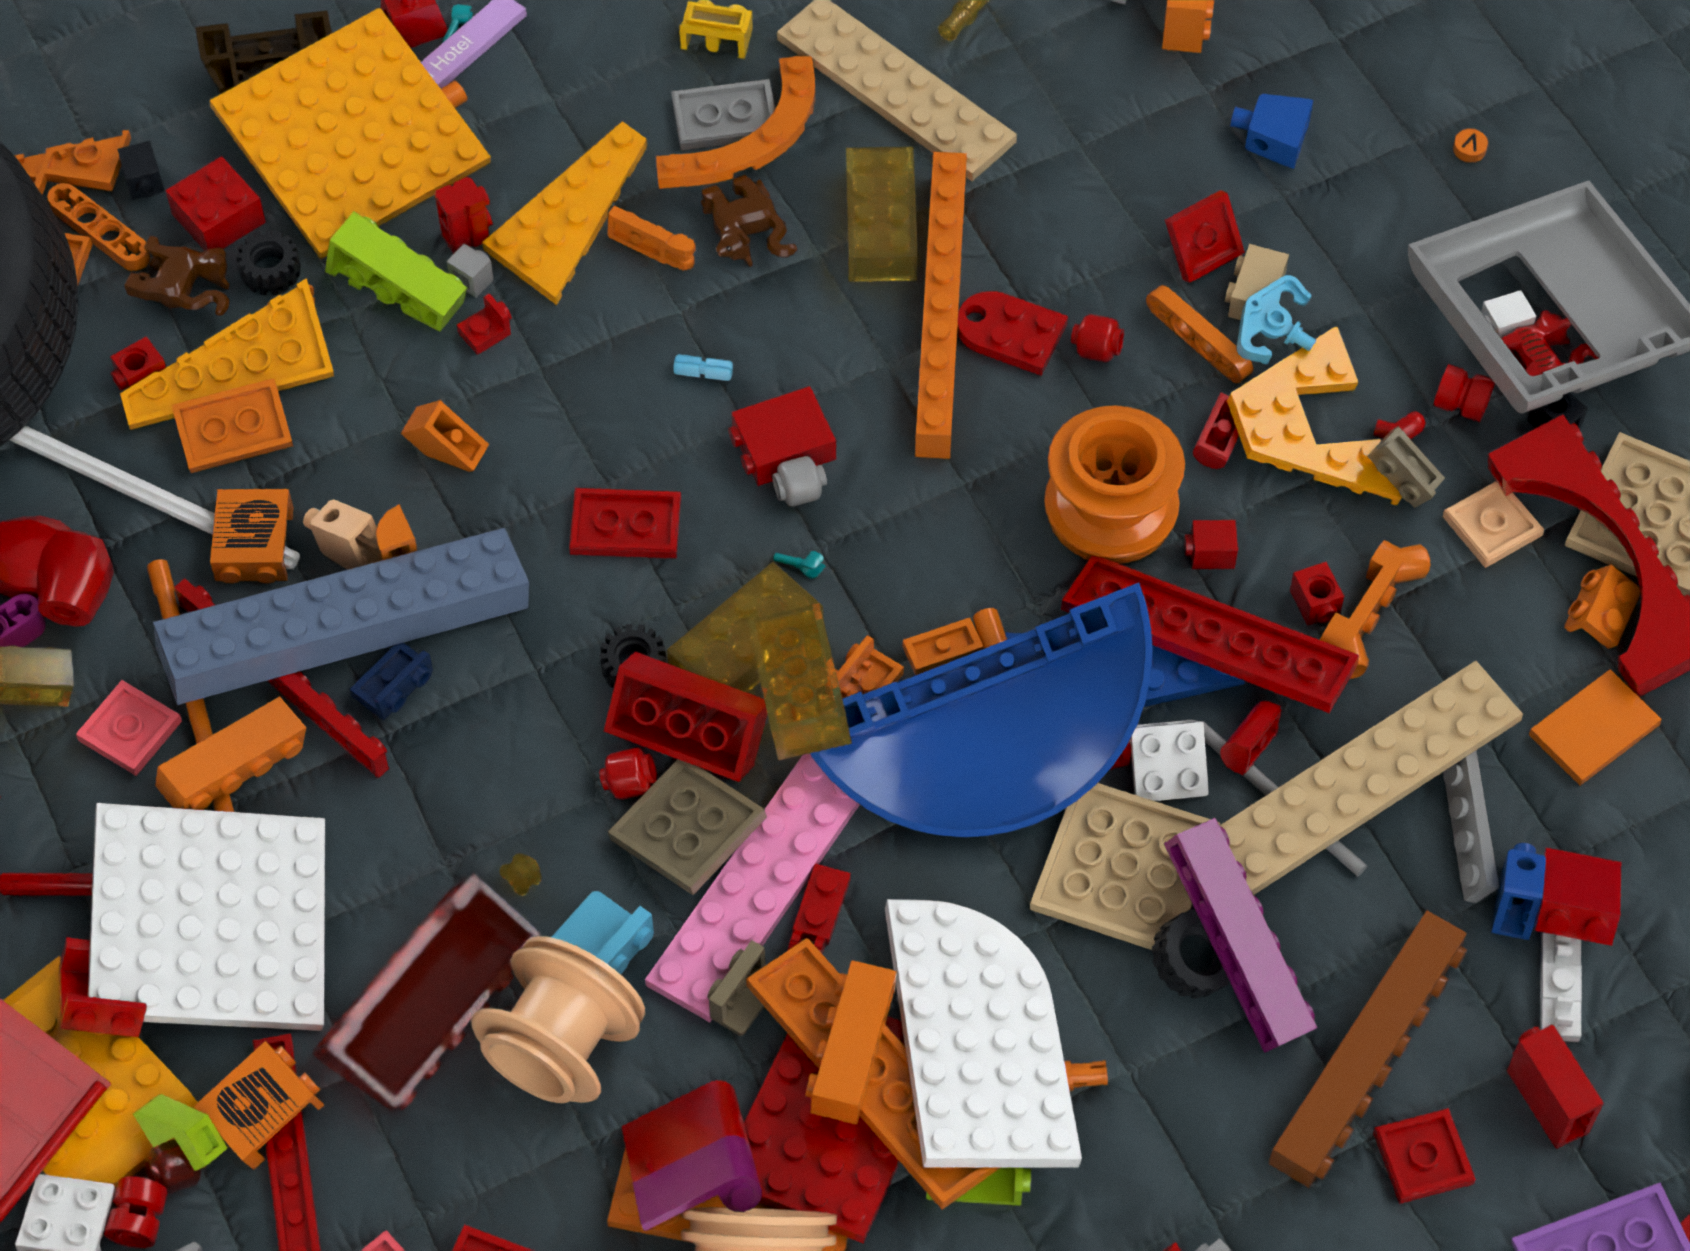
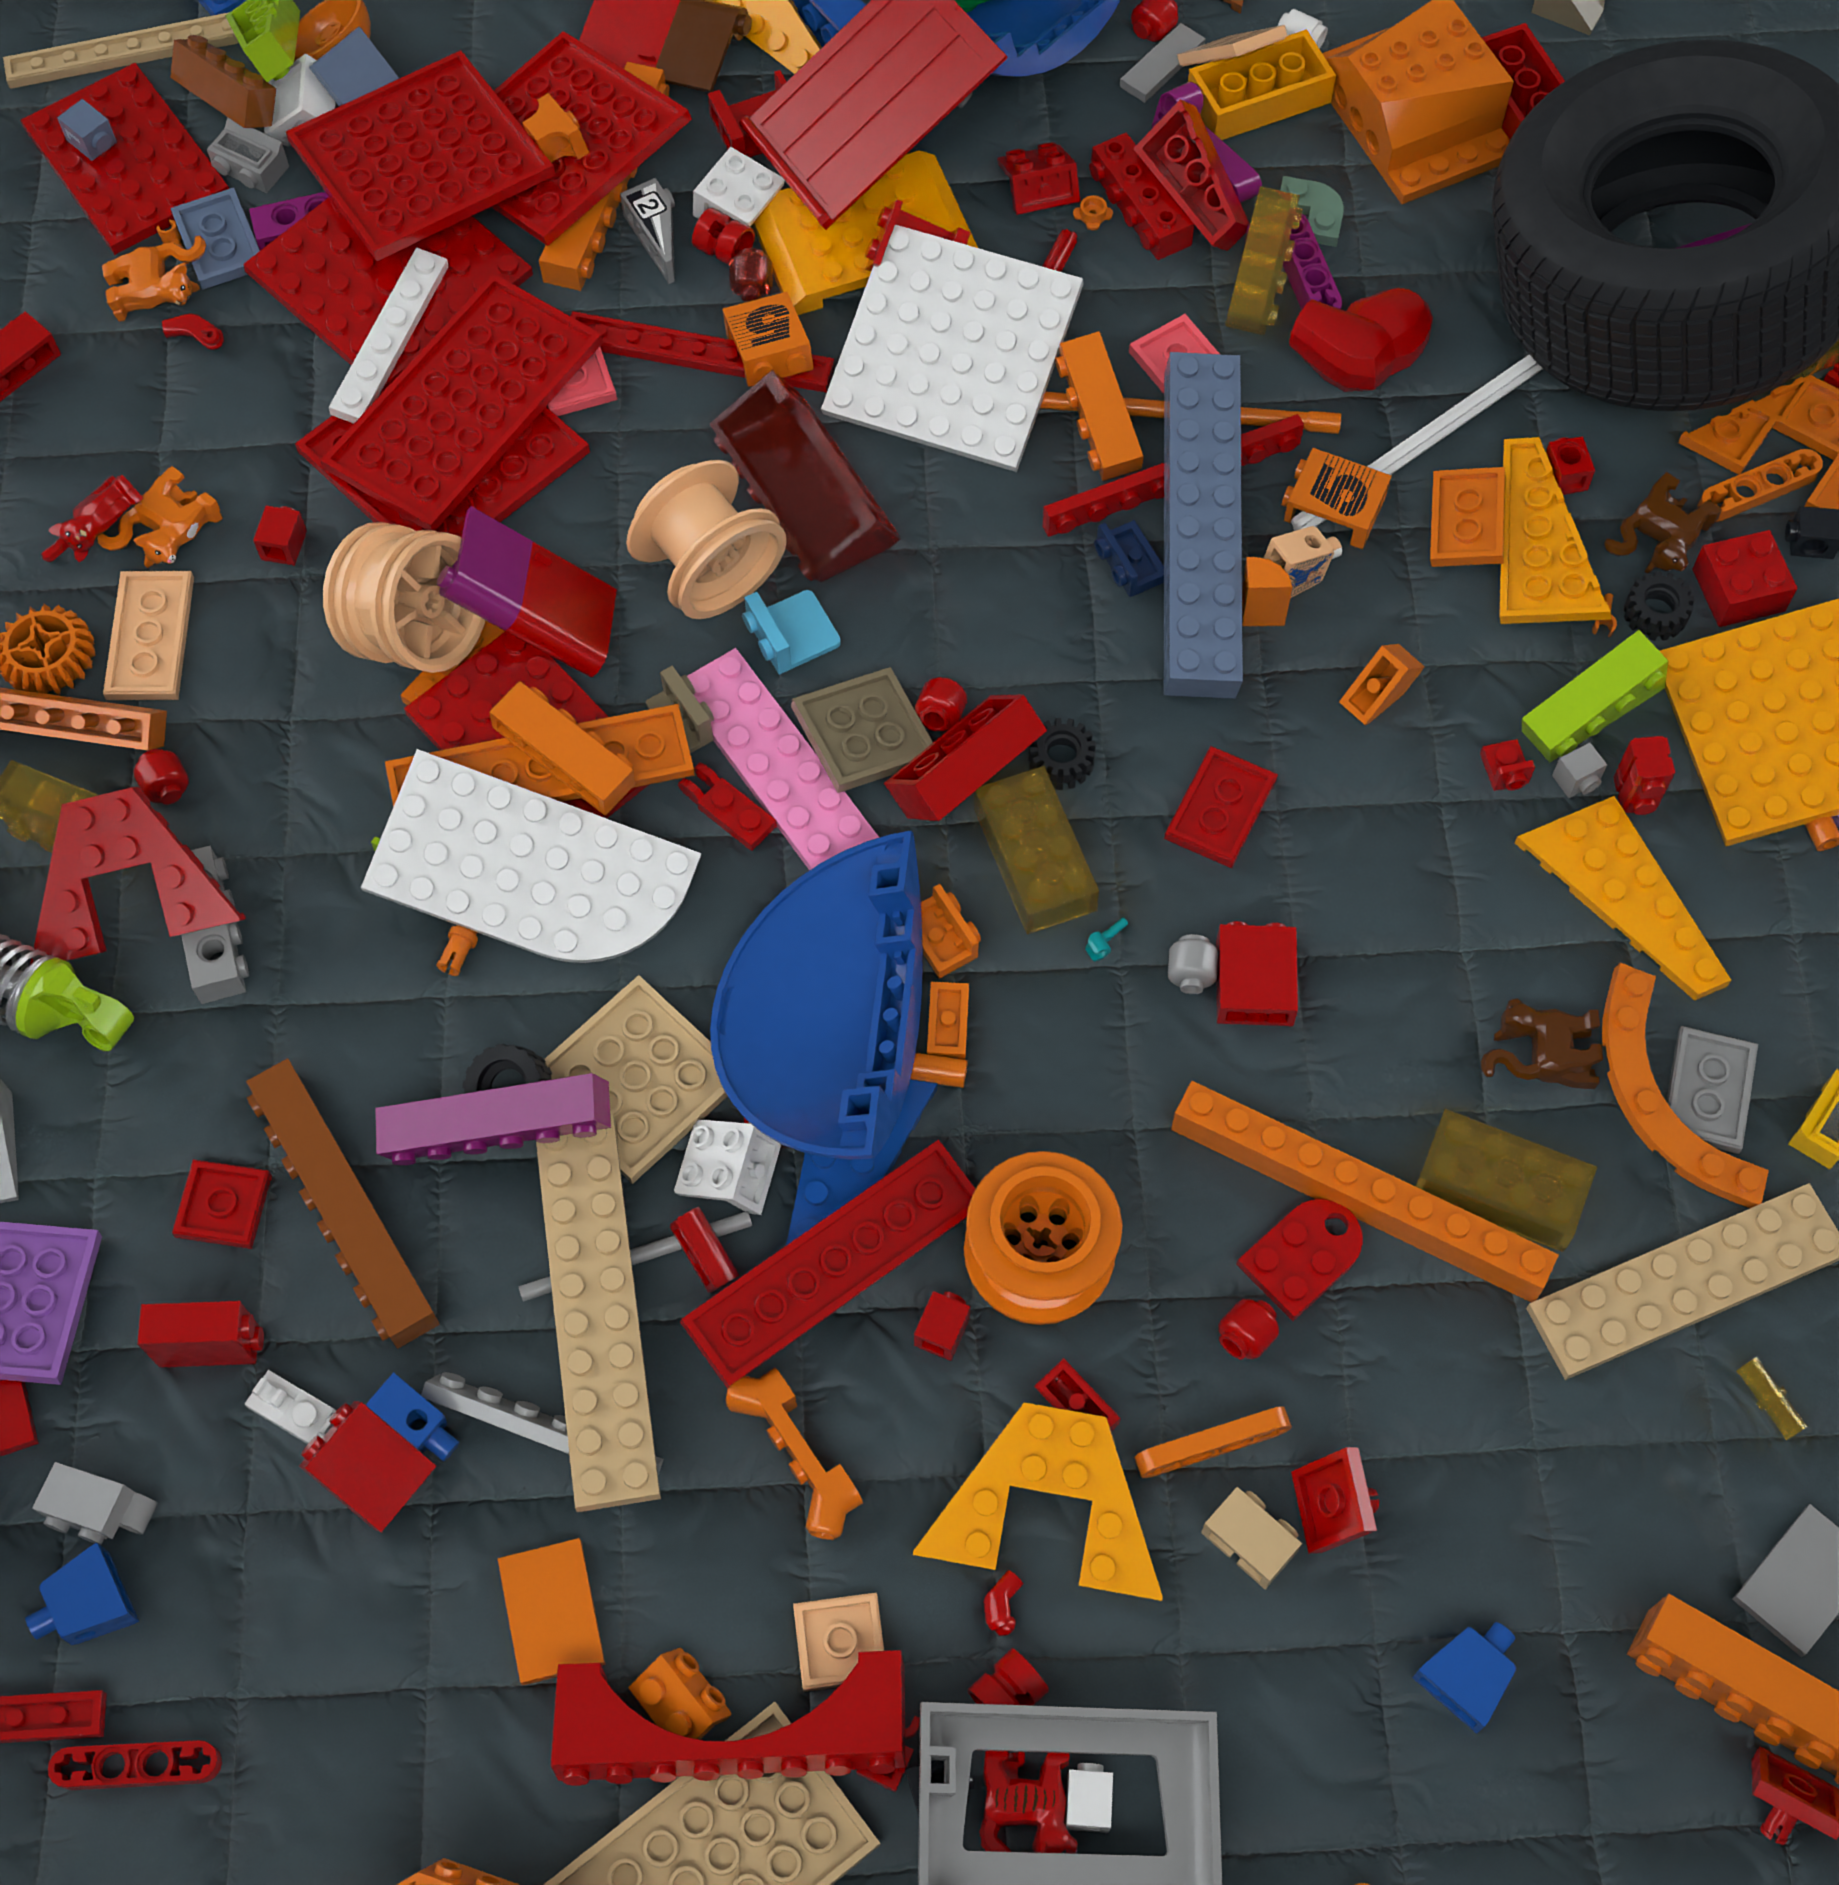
camera: 115 degrees right, 5 degrees up
(192, 1129) = (766, 271): lime slope -> none
(527, 868) = (885, 590): clear yellow plate -> none
(651, 239) = (1557, 948): orange hinge -> none
(711, 368) = (1376, 940): medium azure piece -> none
(799, 681) = (931, 830): clear yellow brick -> none
(1266, 315) = (1190, 1507): medium azure piece -> none
(1319, 581) = (846, 1414): red brick -> none
(1406, 467) = (938, 1567): dark tan bracket -> none

